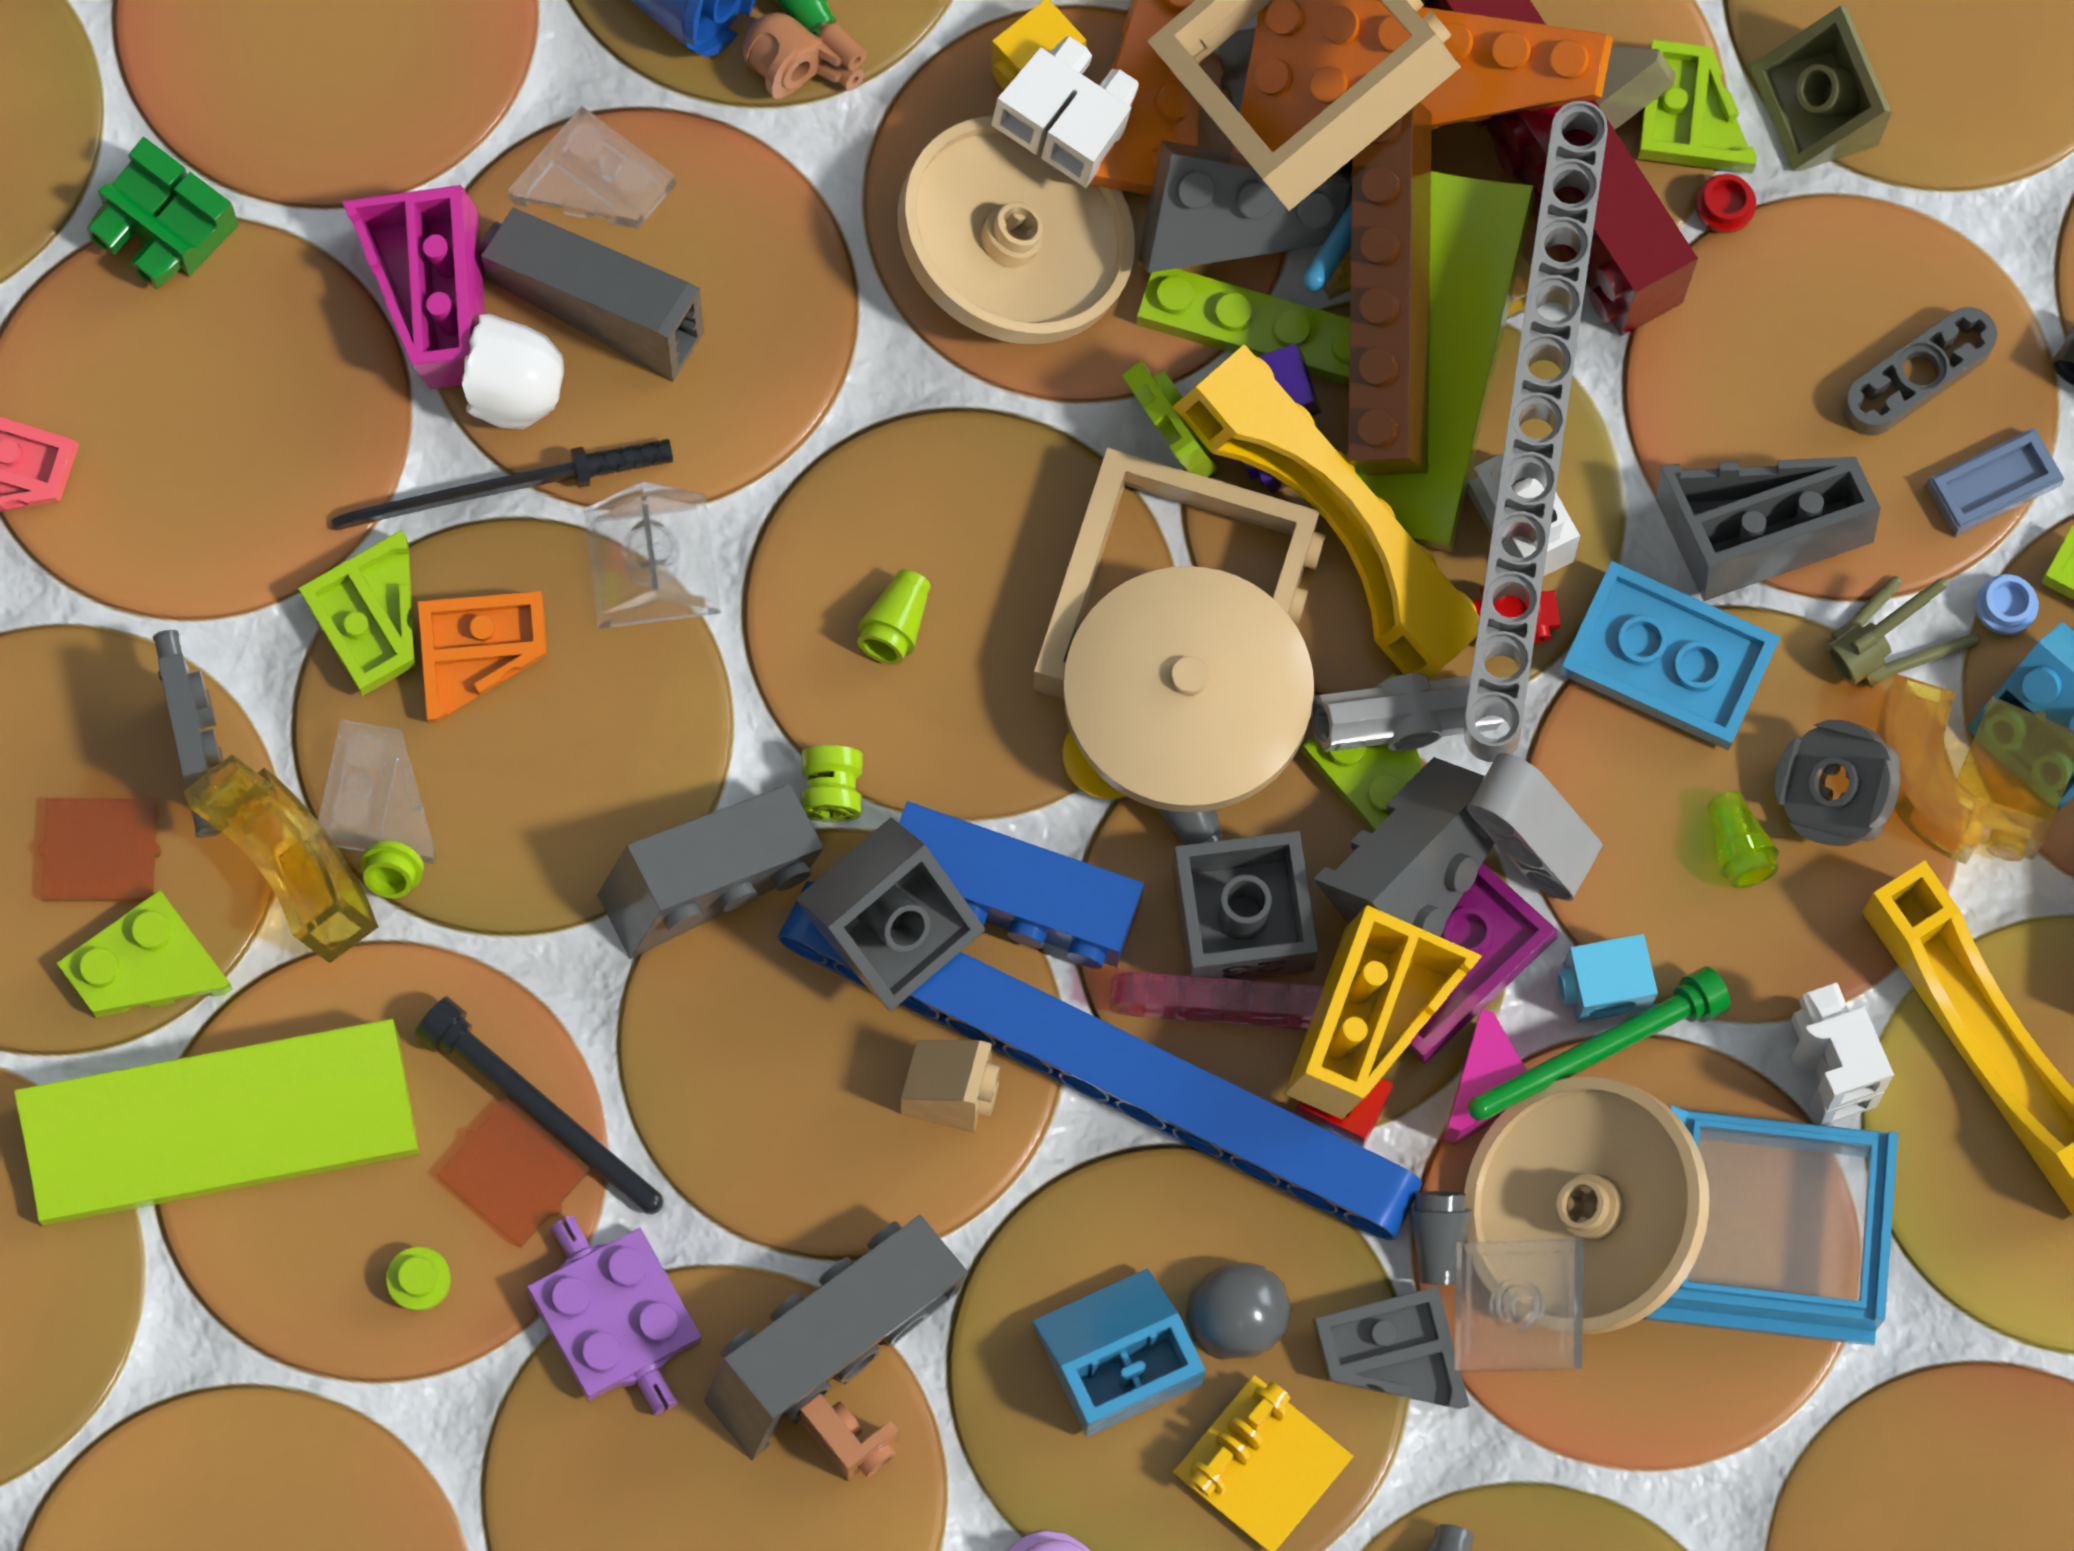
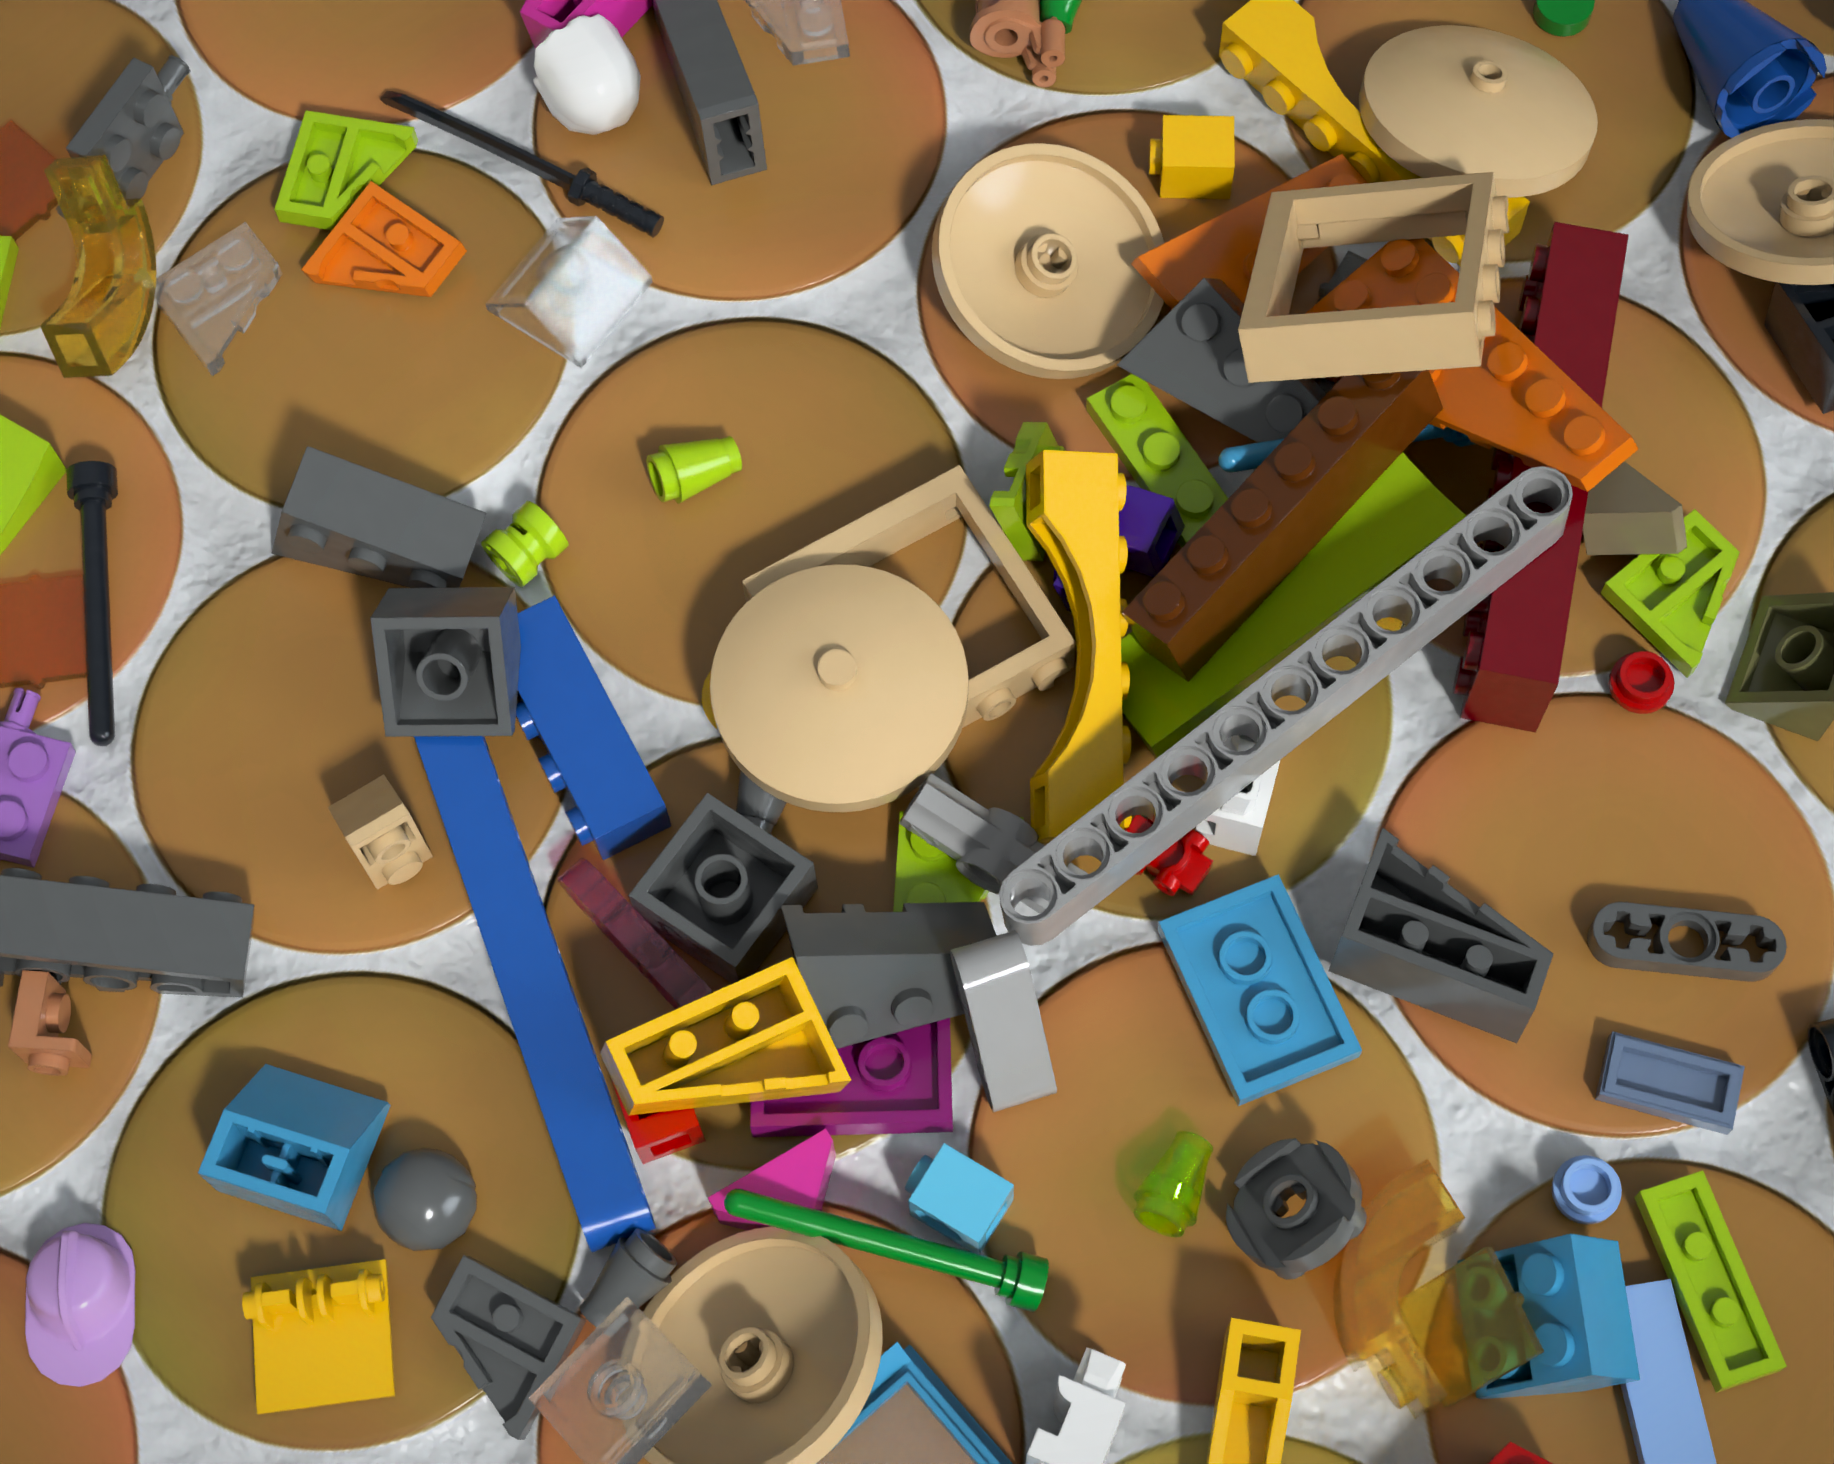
camera: 50 degrees right, 5 degrees down
(391, 869) = (169, 347): lime plate -> none
(1066, 110) = (1157, 196): white hips -> none
(1861, 650) = (1425, 1118): olive plant -> none

